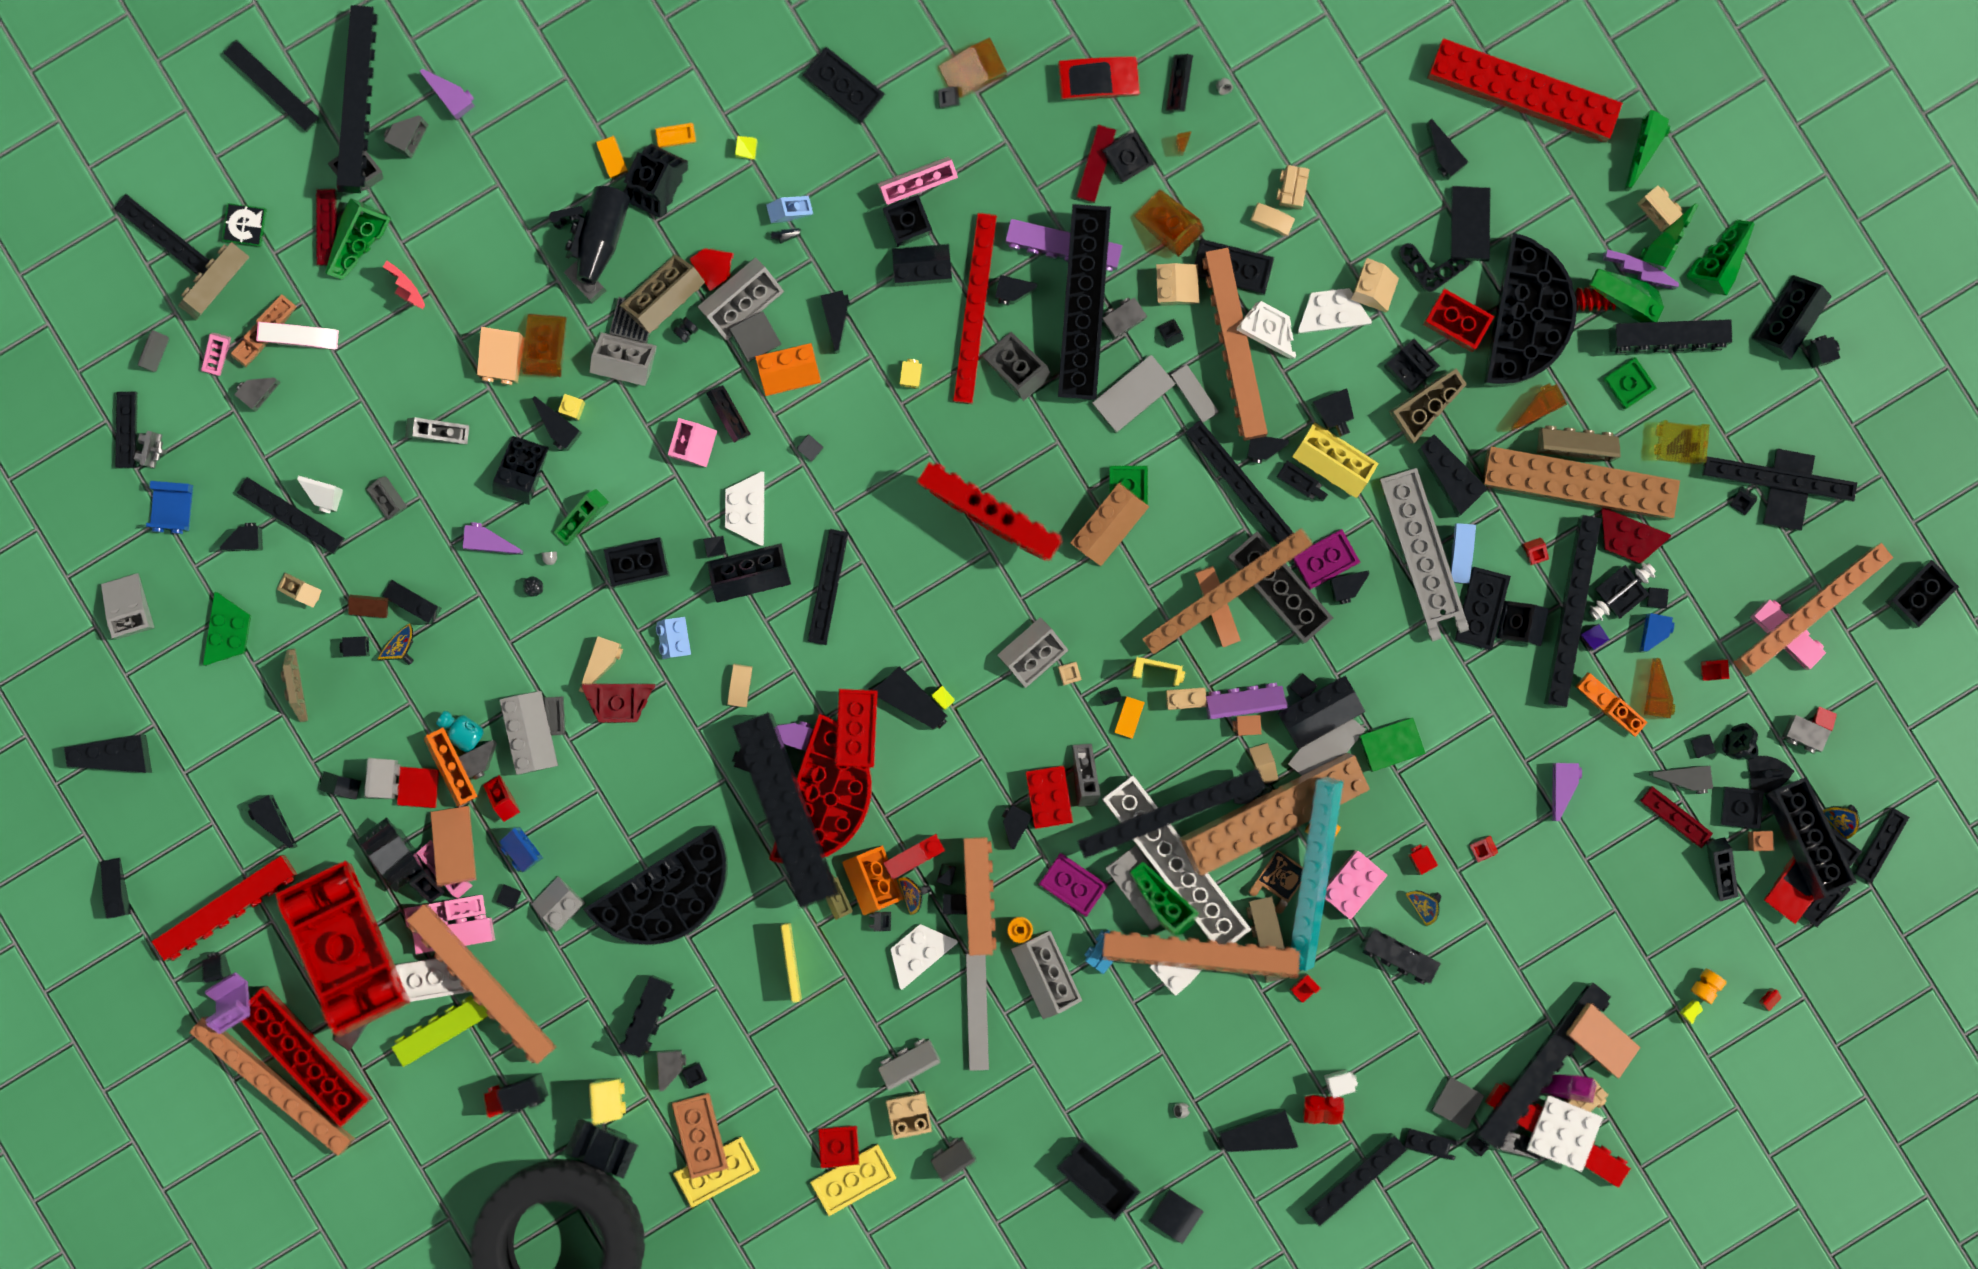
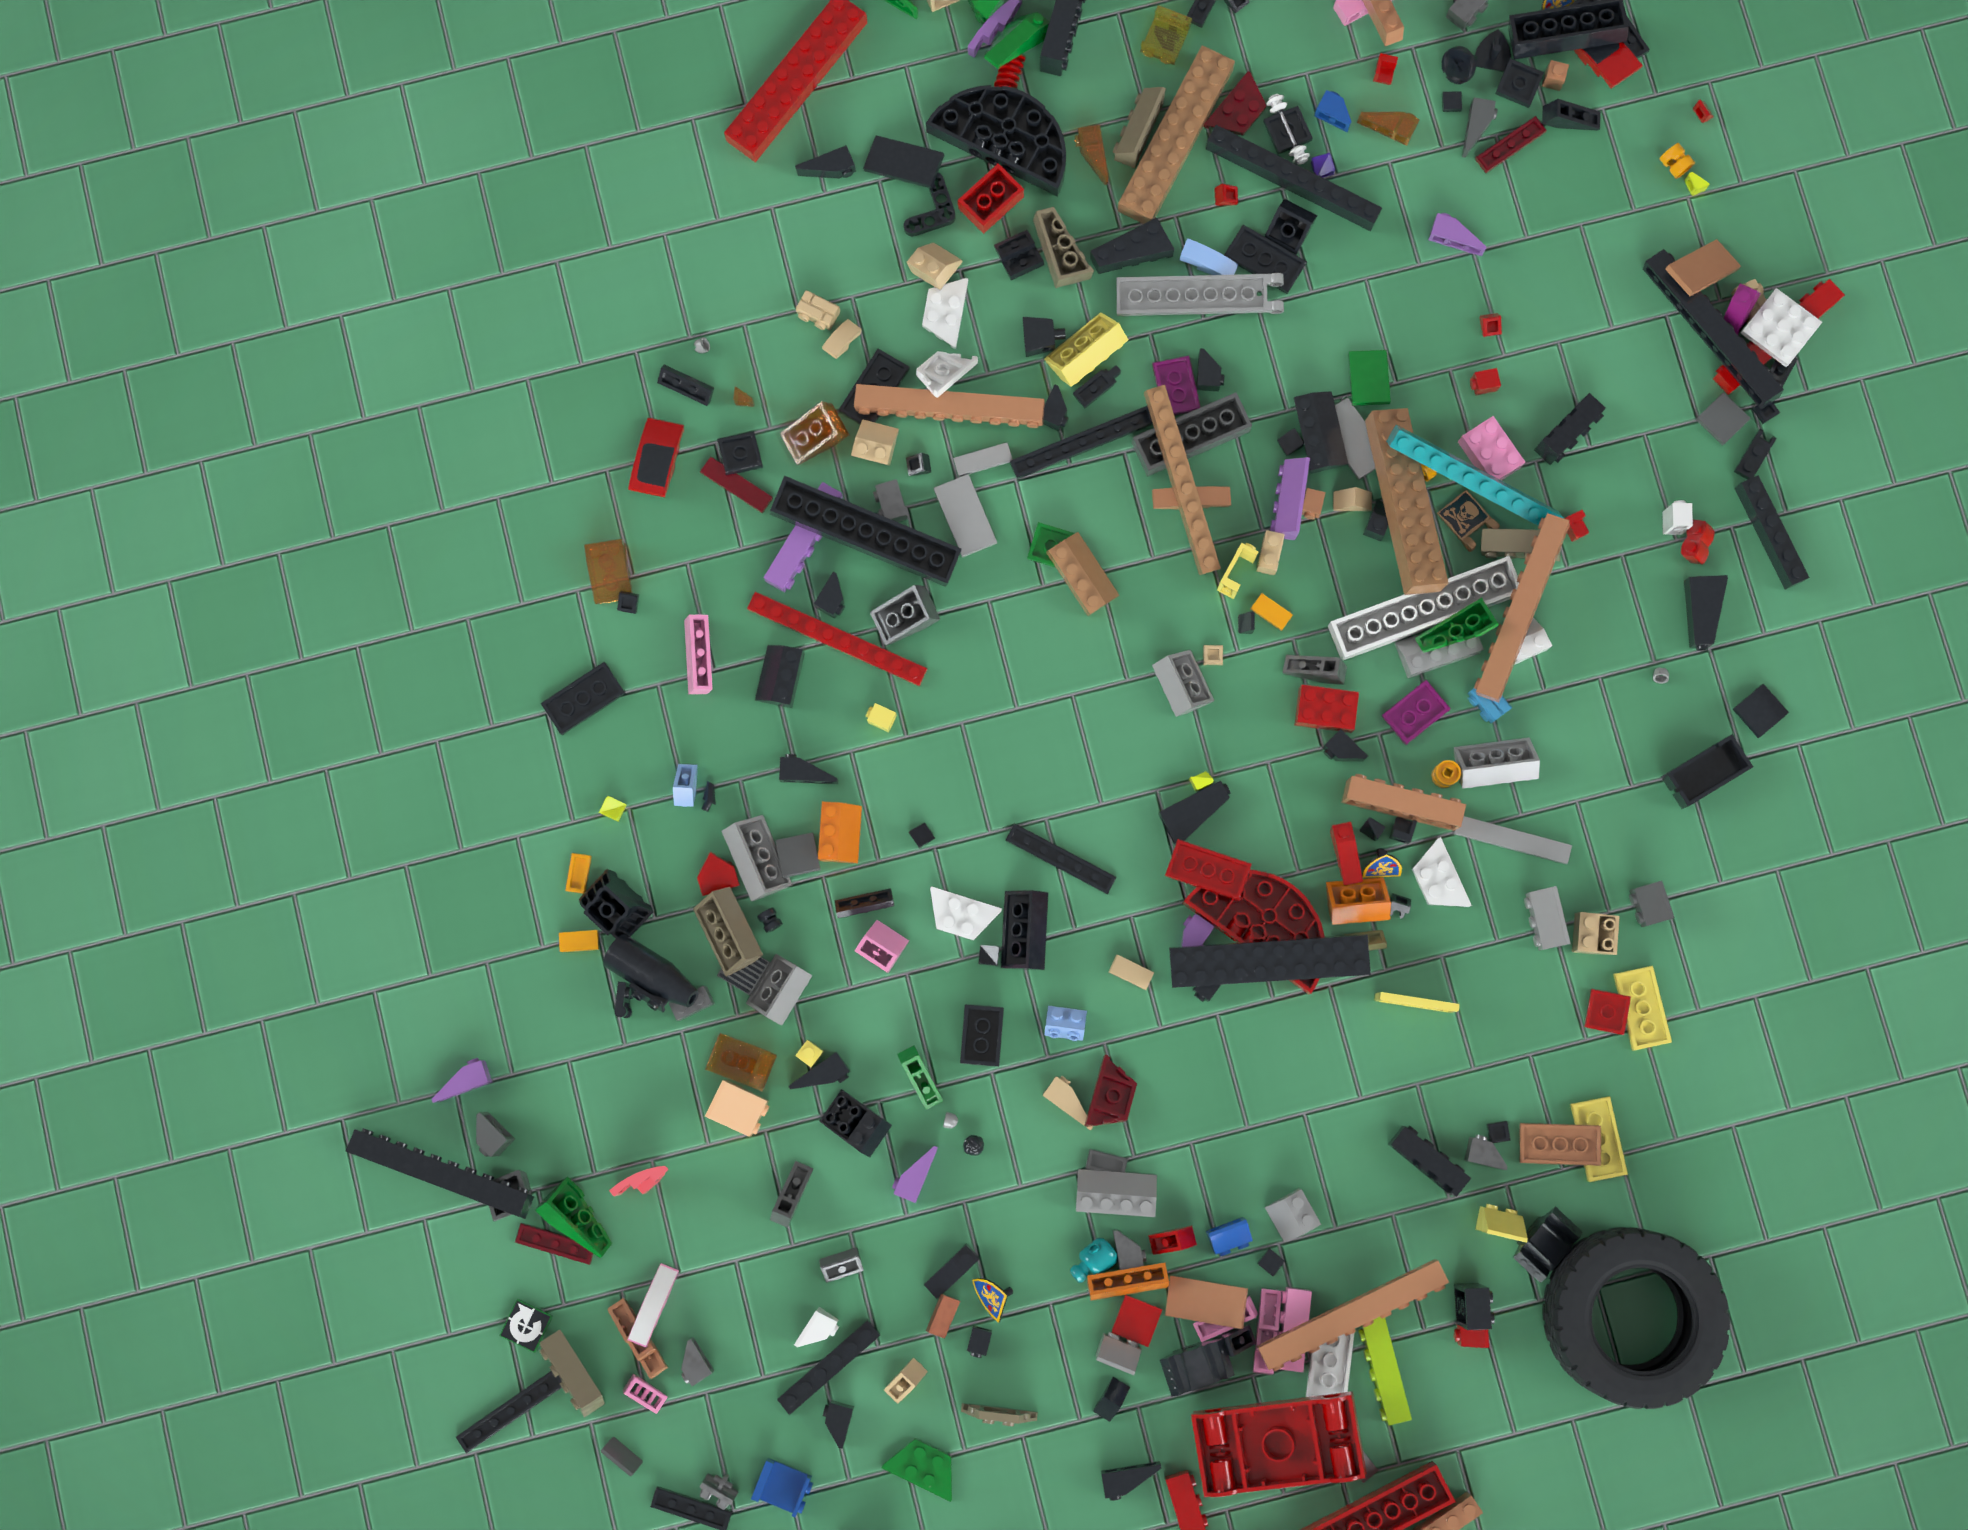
camera: 65 degrees left, 5 degrees down
(271, 85) = (397, 1256): black tile -> none
(668, 896) = (1317, 1104): black brick -> none
(907, 221) = (733, 675): black brick -> none
(988, 513) = (1043, 676): red brick -> none
(1171, 813) = (1378, 596): black brick -> none
(1425, 905) = (1532, 389): shield -> none
(1611, 705) = (1391, 169): orange slope -> none
(1630, 383) = (1096, 66): green tile -> none
(1658, 597) = (1303, 100): black tile -> none

